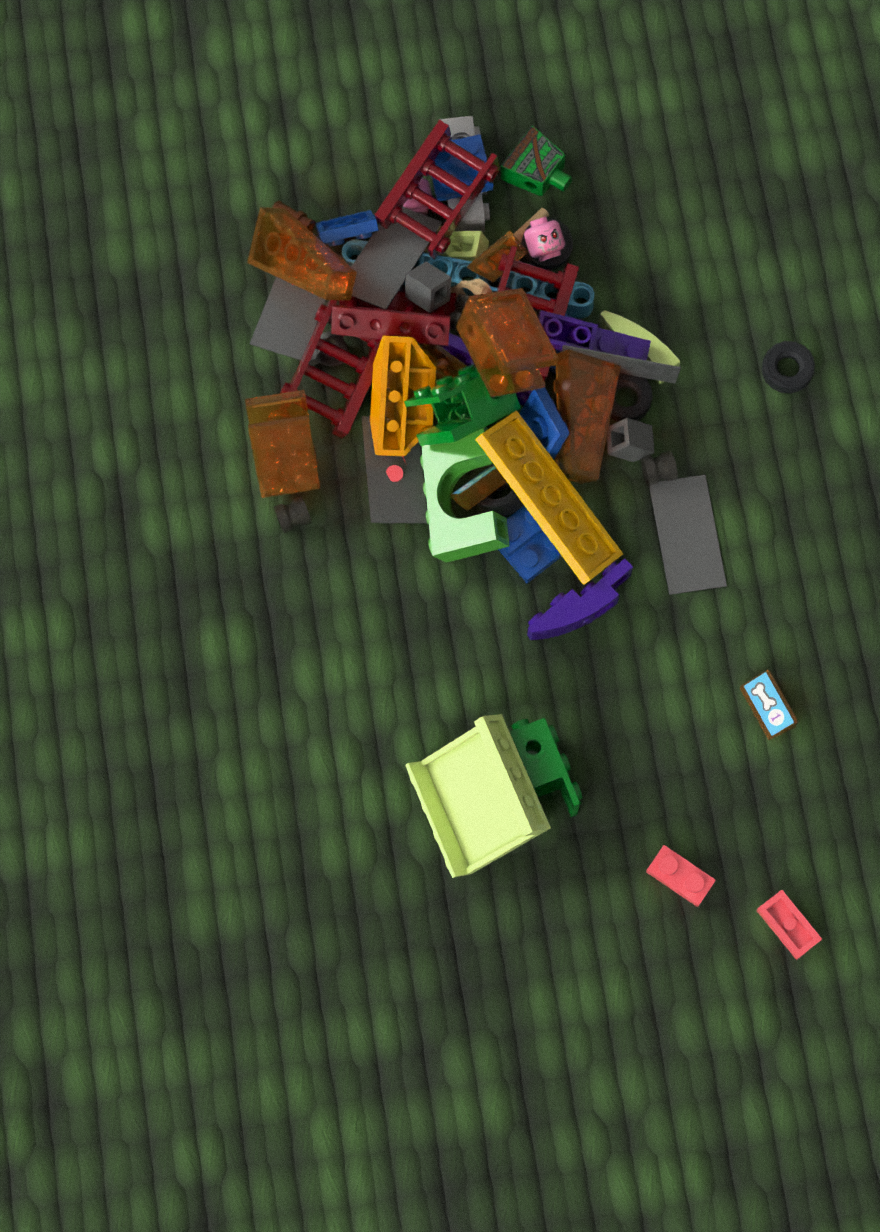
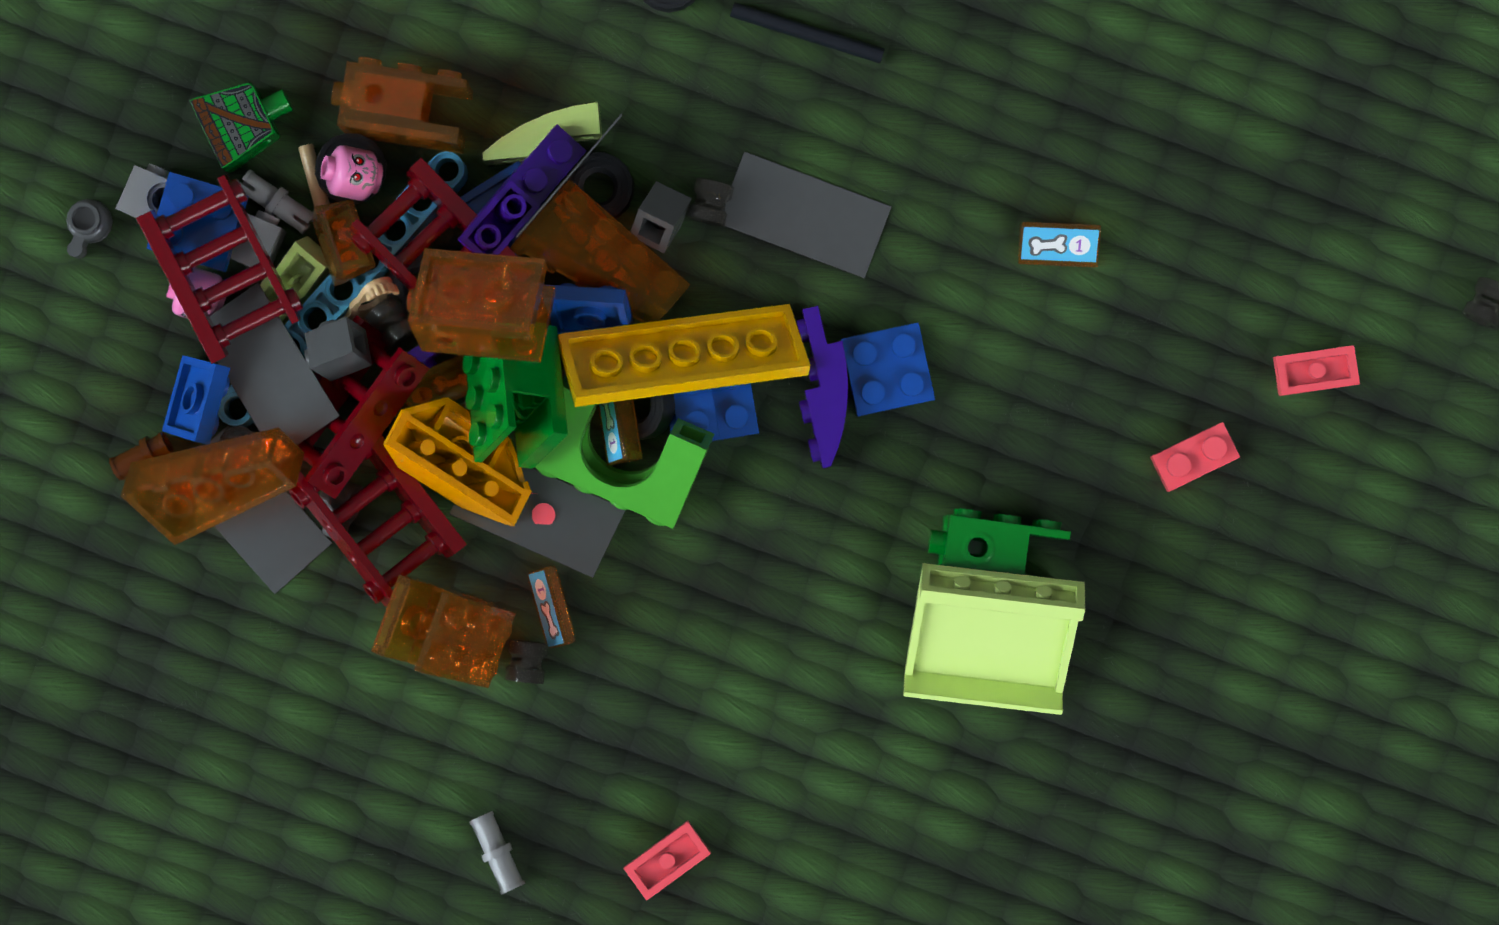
camera: 65 degrees left, 15 degrees up
(155, 564) = (497, 852): none -> light grey pin
(209, 674) = (667, 860): none -> coral plate
(338, 514) = (551, 607): none -> slope
(420, 114) = (88, 223): none -> dark grey piece
(499, 211) = (277, 202): none -> light grey pin
(605, 245) = (397, 104): none -> clear orange torso
(618, 640) = (888, 369): none -> blue plate
(806, 471) = (807, 32): none -> black bar

